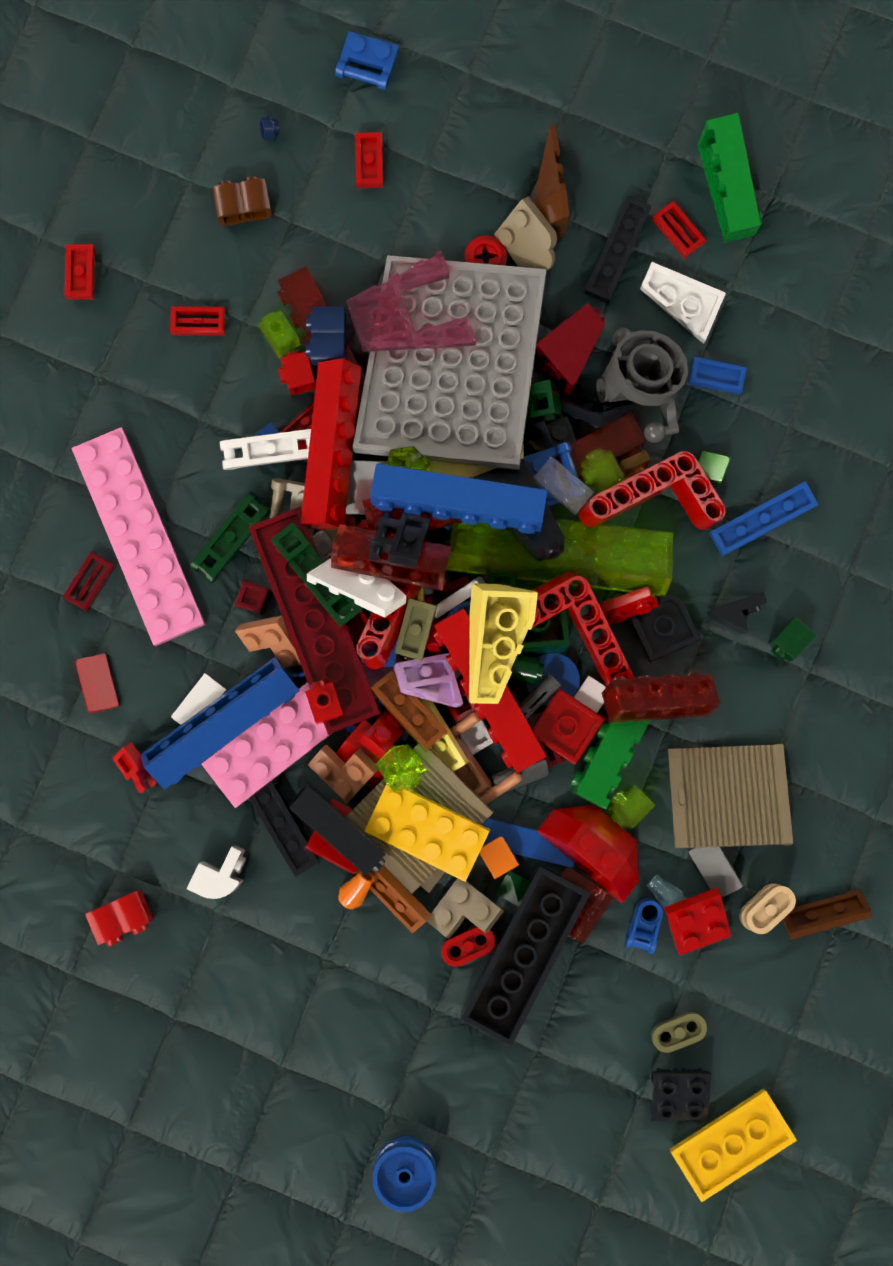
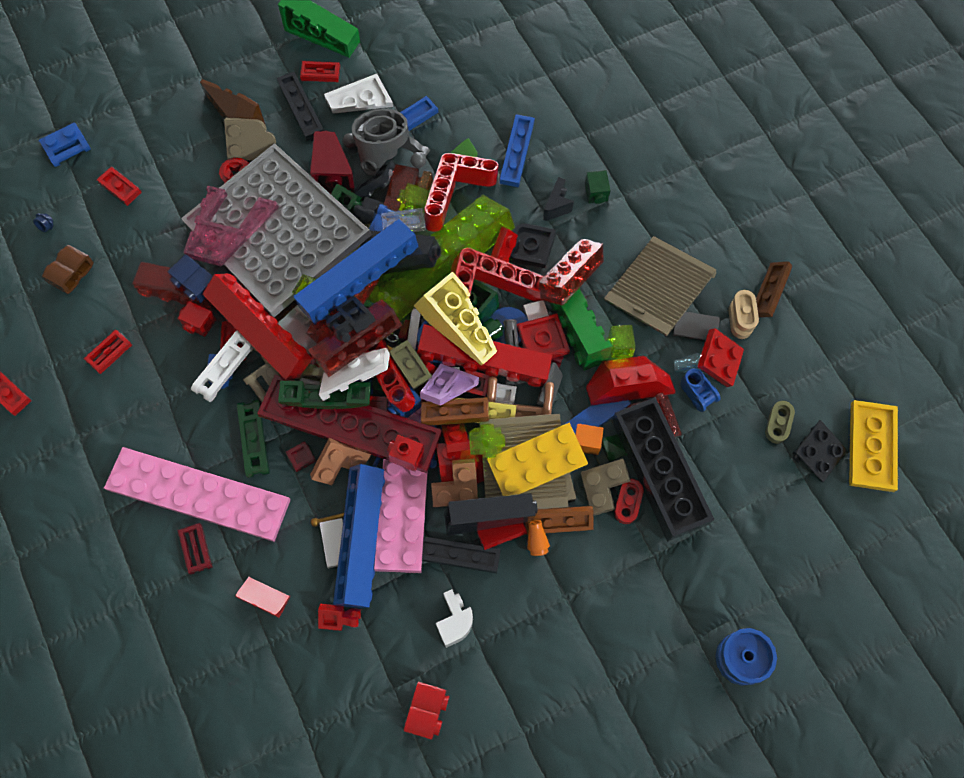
camera: 50 degrees left, 15 degrees down
(203, 667) = (315, 521): none -> pearl gold hinge
(278, 333) = (163, 311): clear neon green brick -> none

